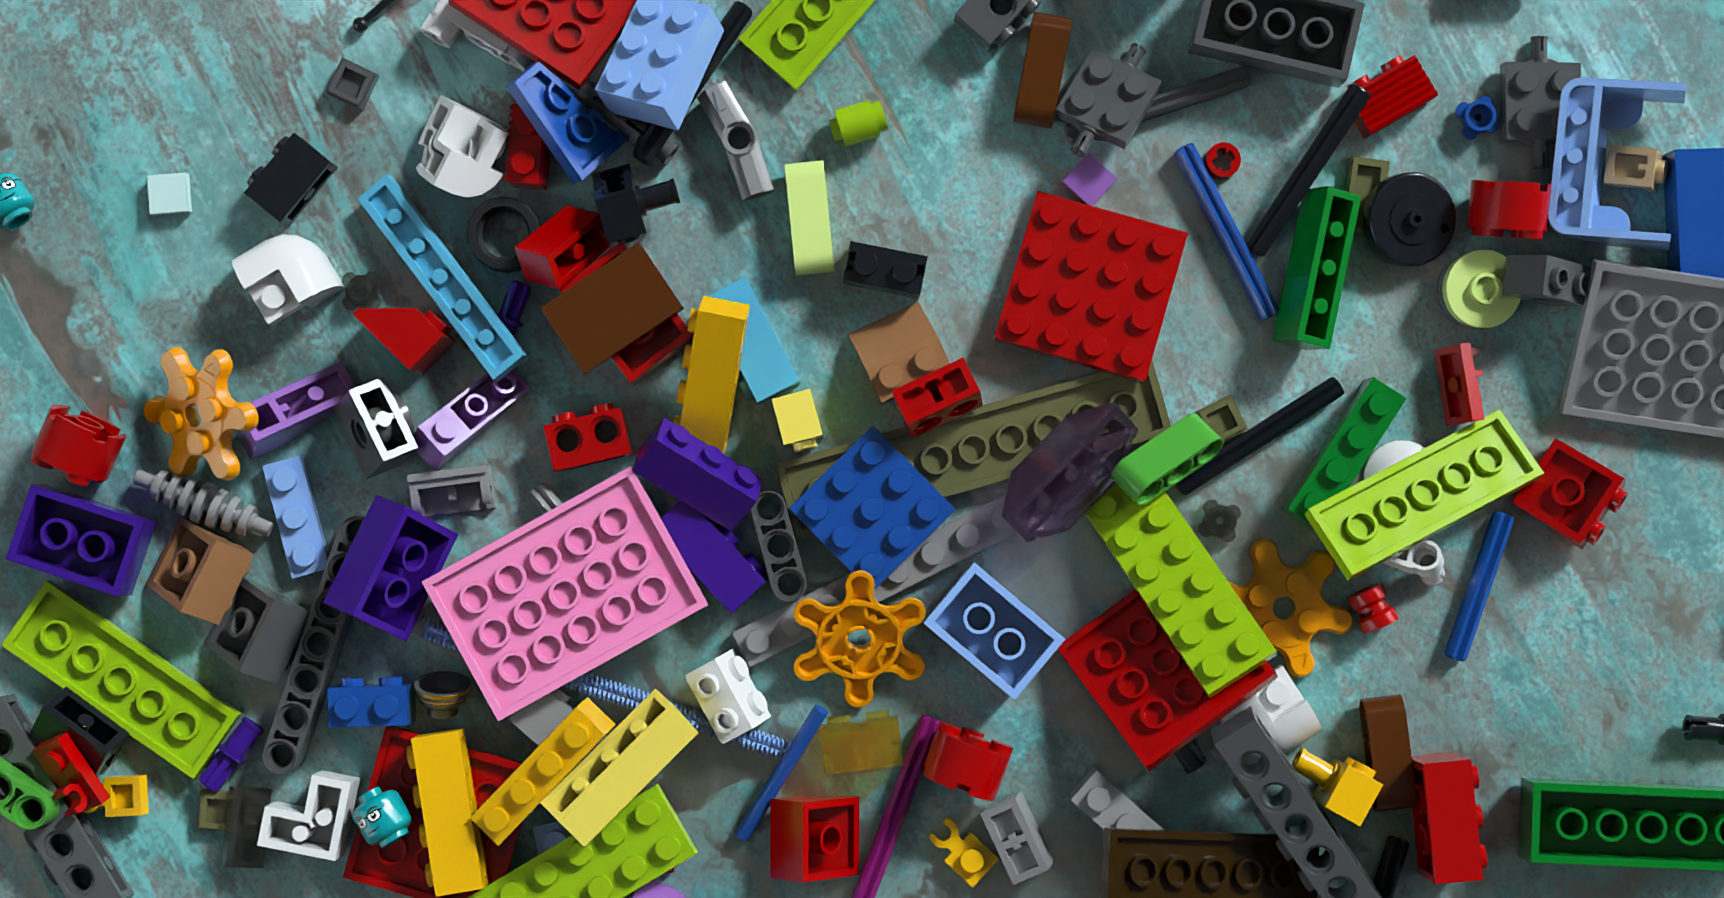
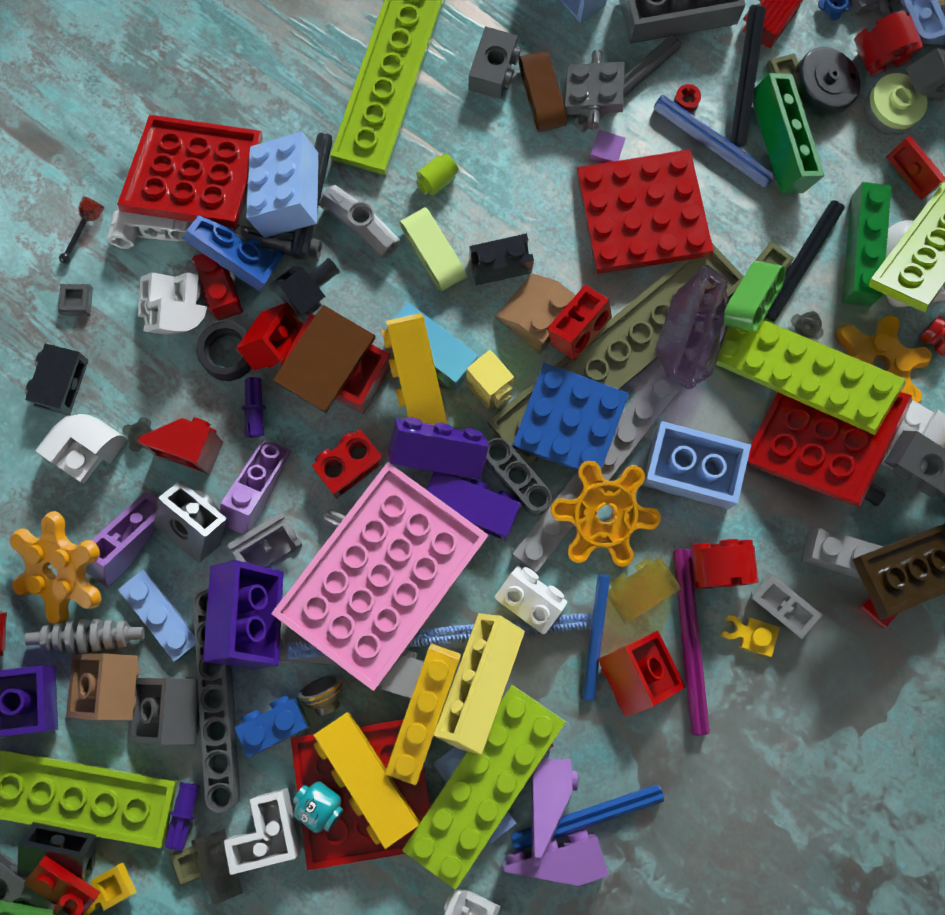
camera: 30 degrees left, 10 degrees down
(442, 277) = (195, 397): medium azure plate -> none

